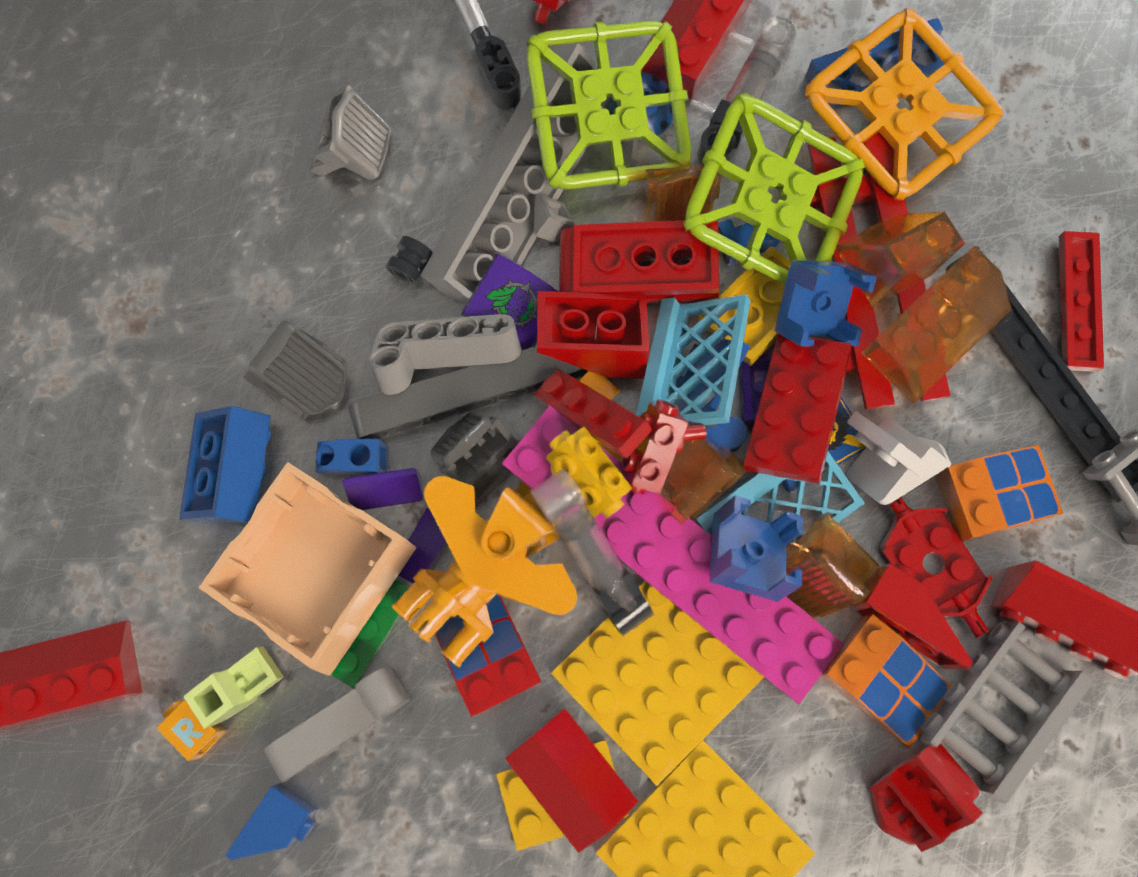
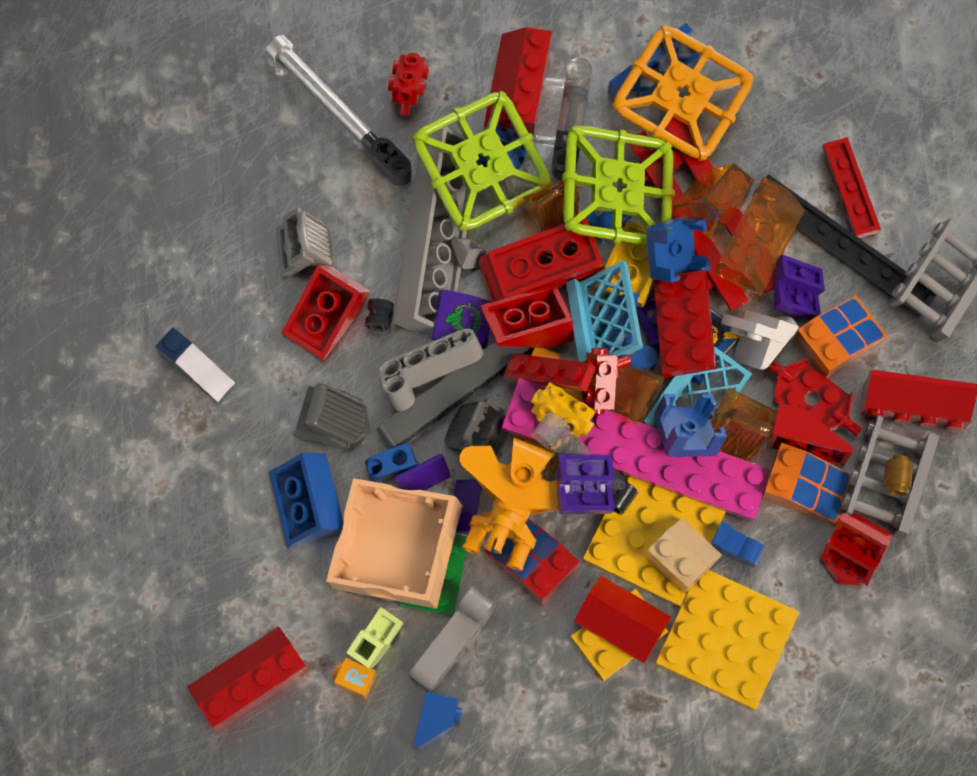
camera: 20 degrees left, 5 degrees down
(154, 244) = (194, 365): none -> slope
(344, 231) = (325, 310): none -> red slope
(580, 586) = (585, 484): none -> dark purple slope
(685, 722) = (683, 555): none -> tan slope
(762, 730) = (737, 545): none -> blue leg
(966, 409) = (798, 288): none -> dark purple slope
(1020, 717) = (898, 475): none -> pearl gold brick

